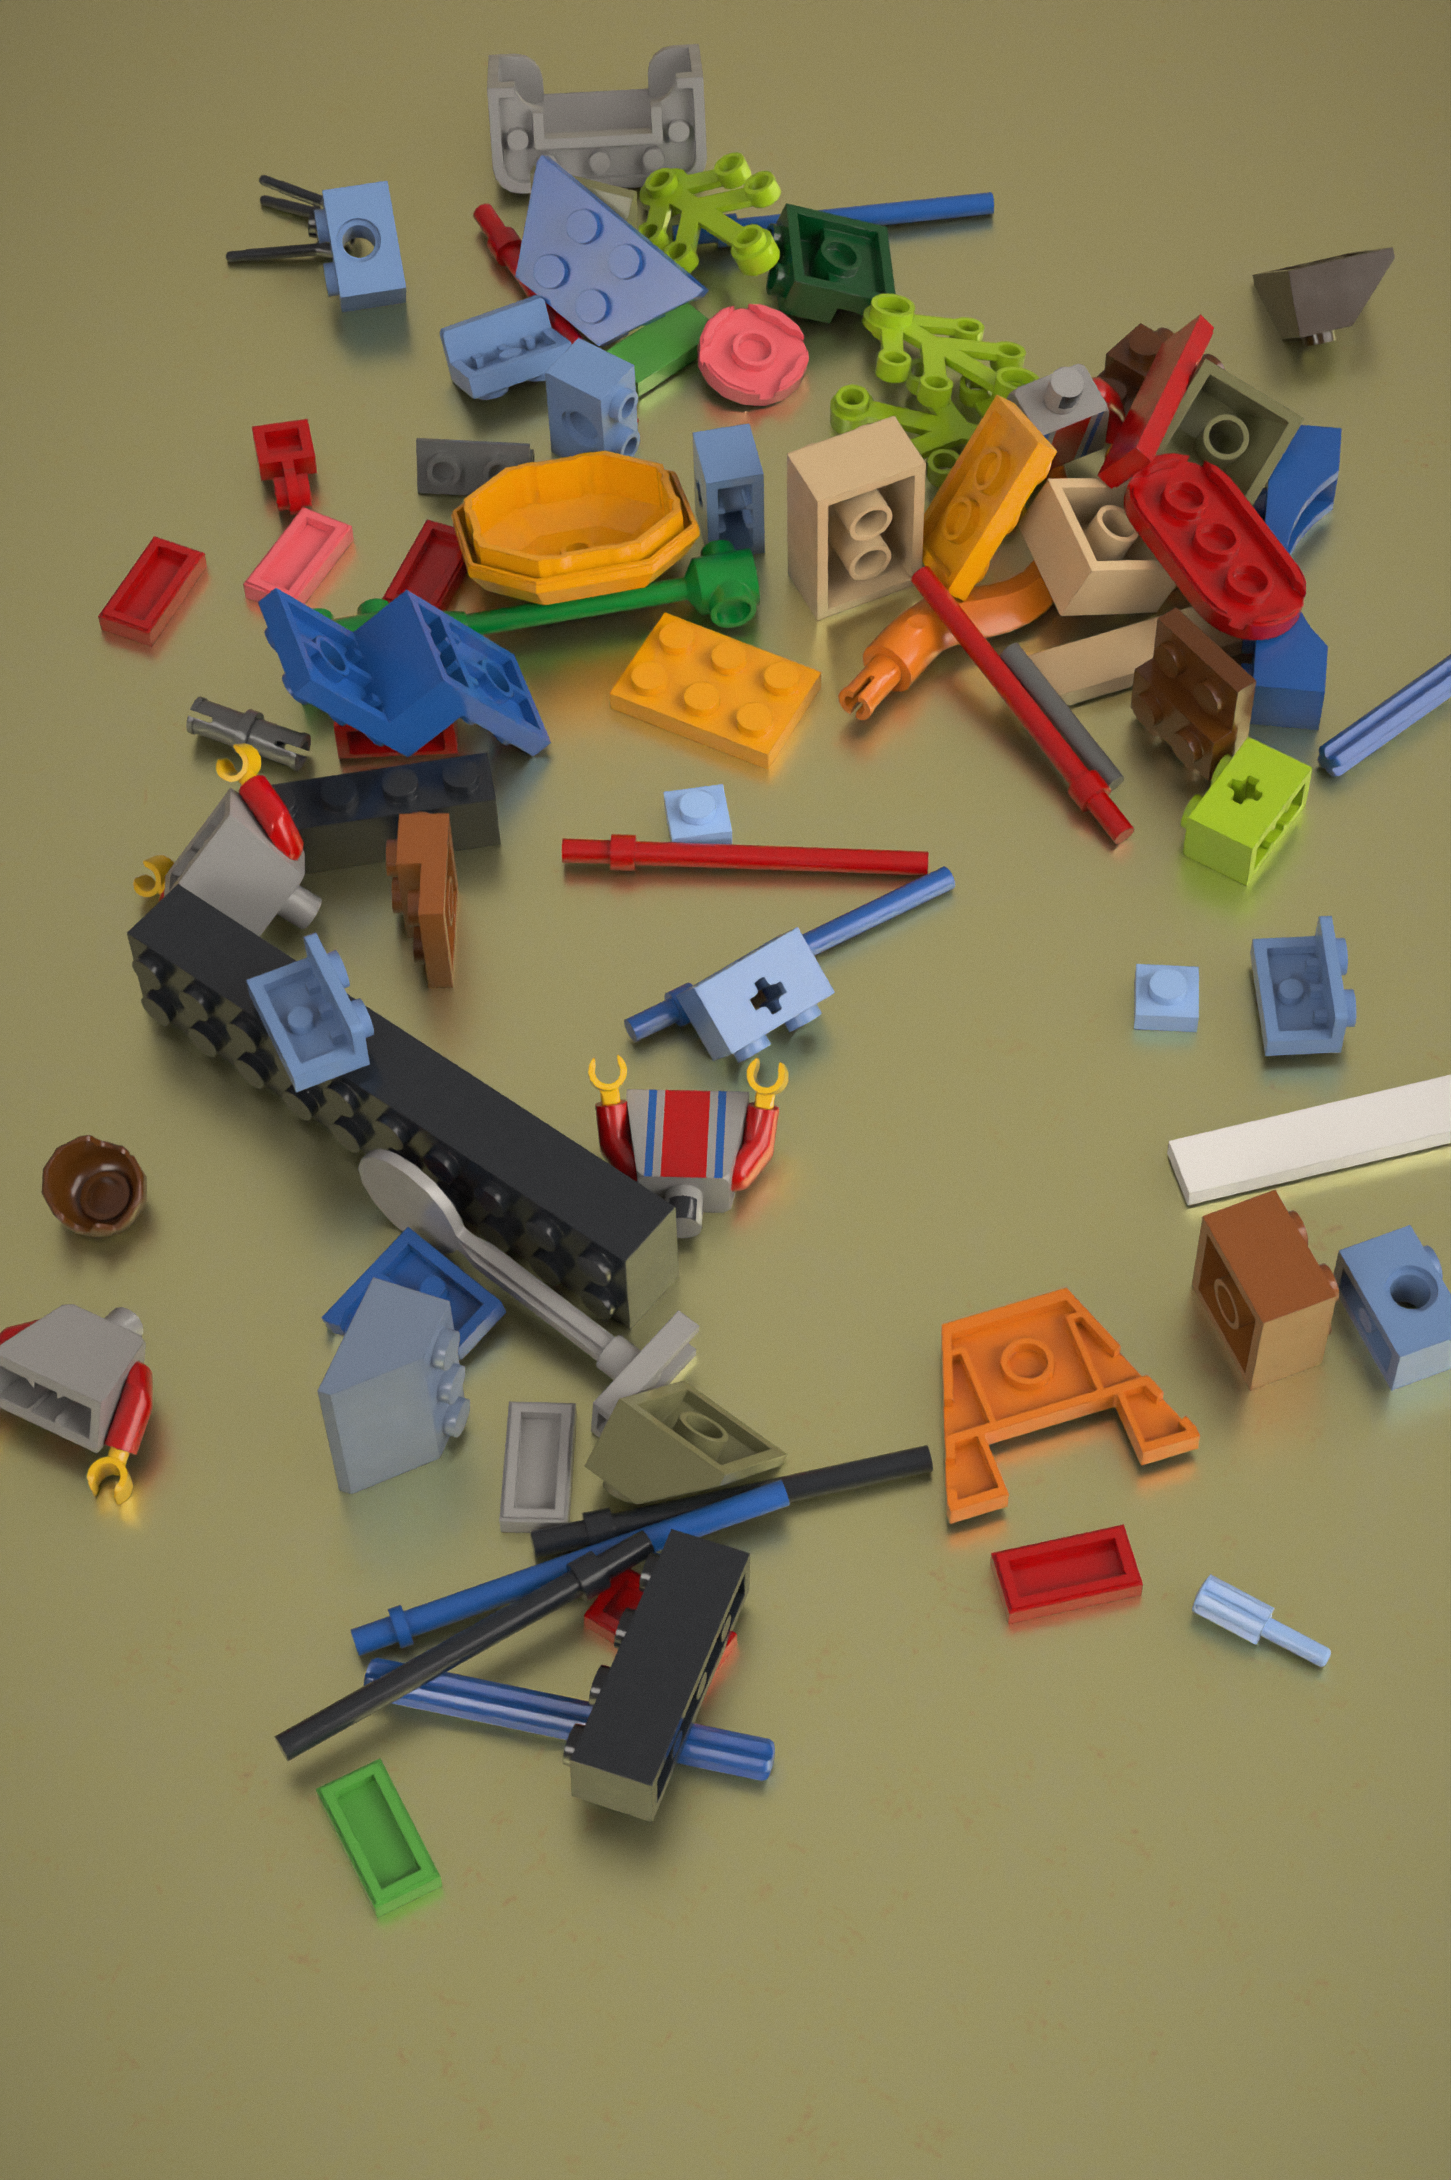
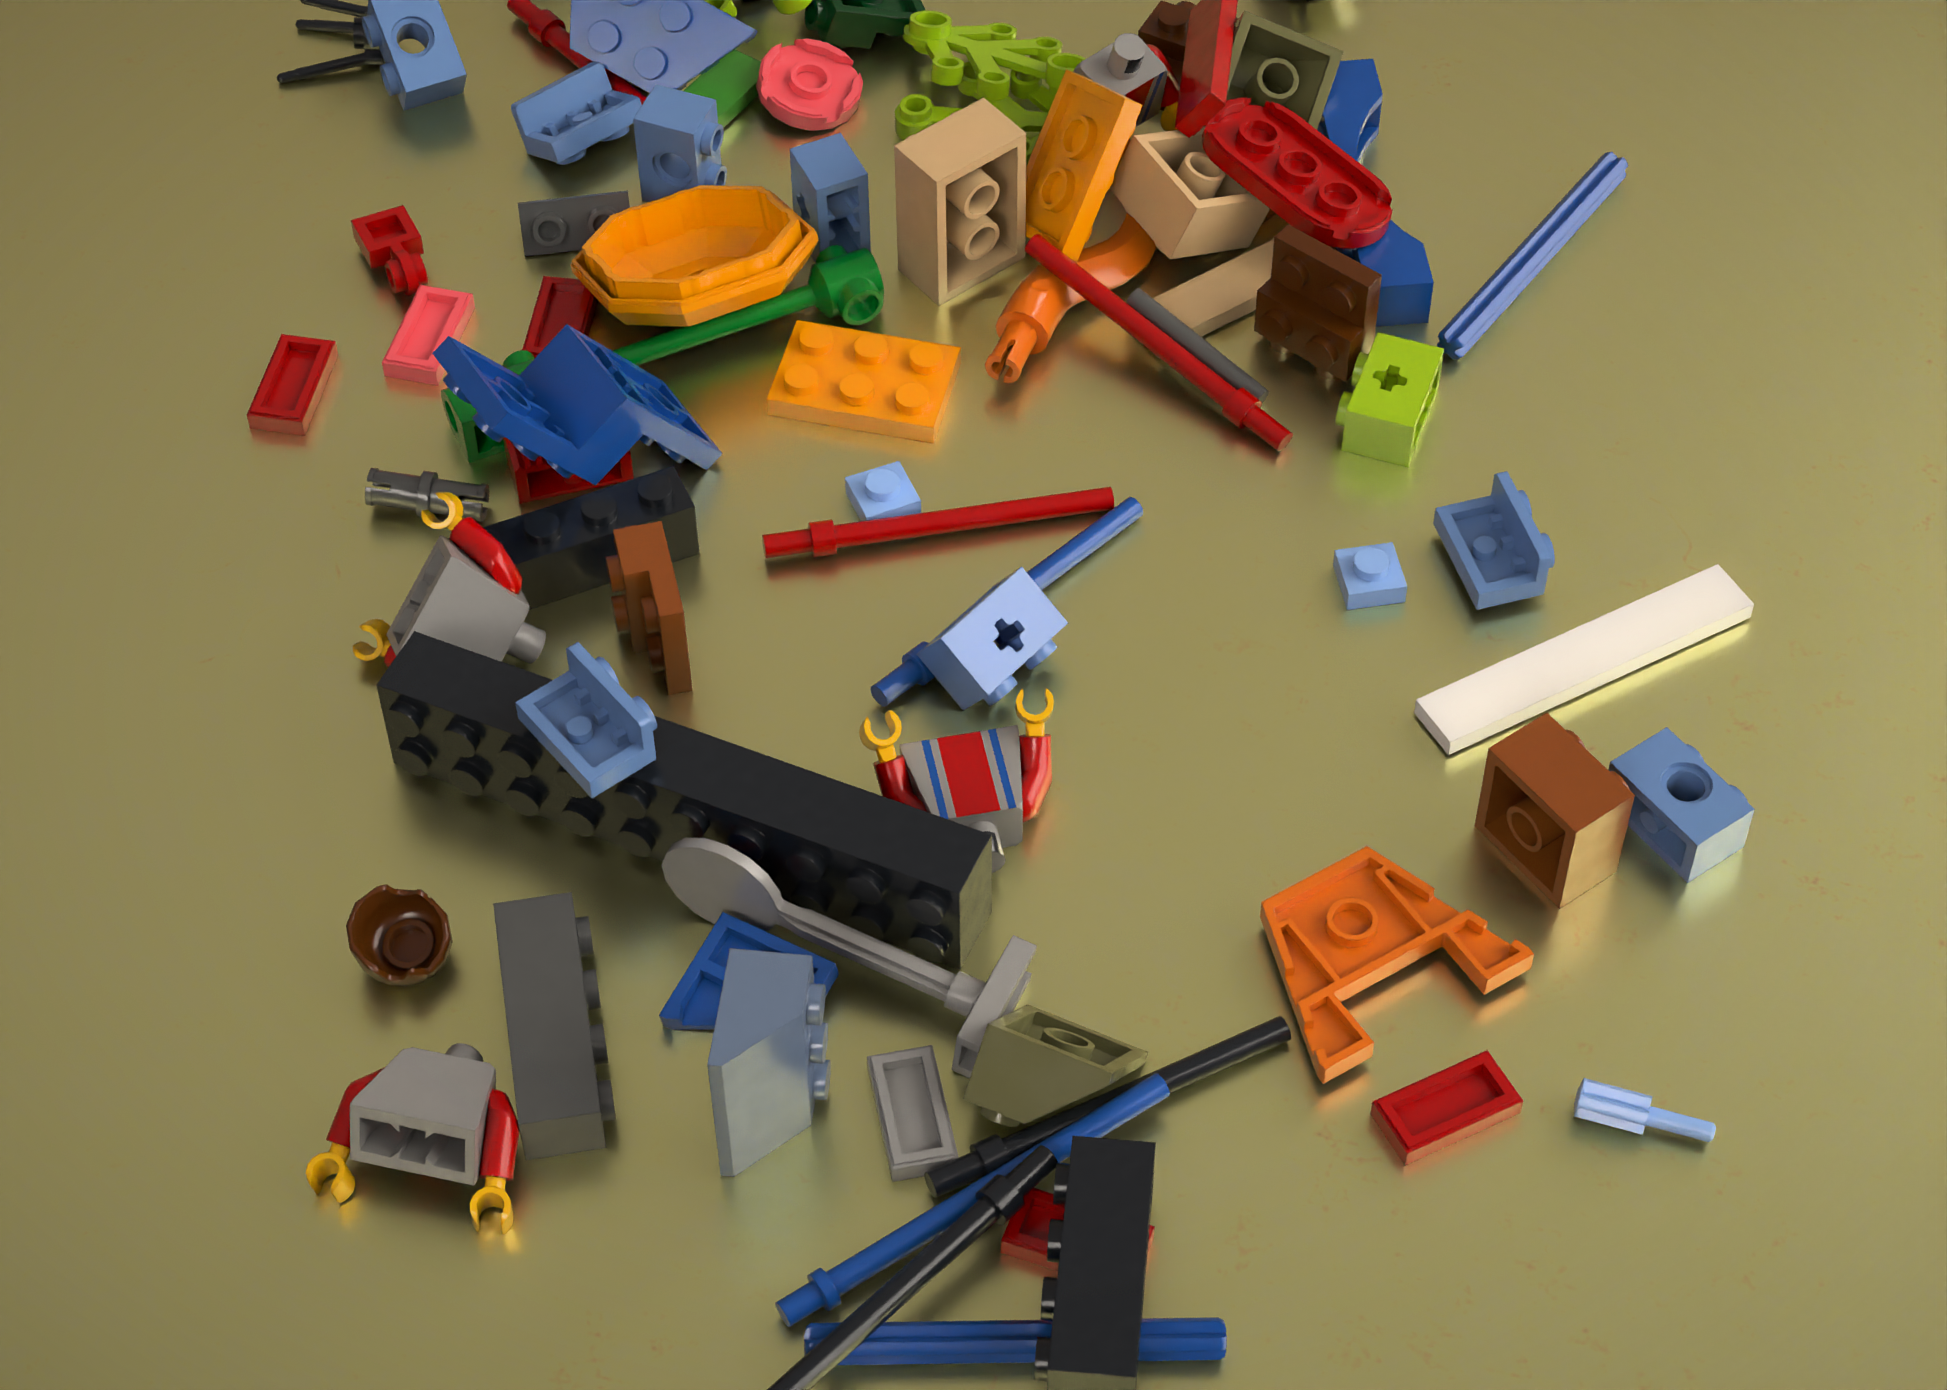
camera: 15 degrees left, 5 degrees down
(214, 1306) = (550, 1027): none -> dark grey brick

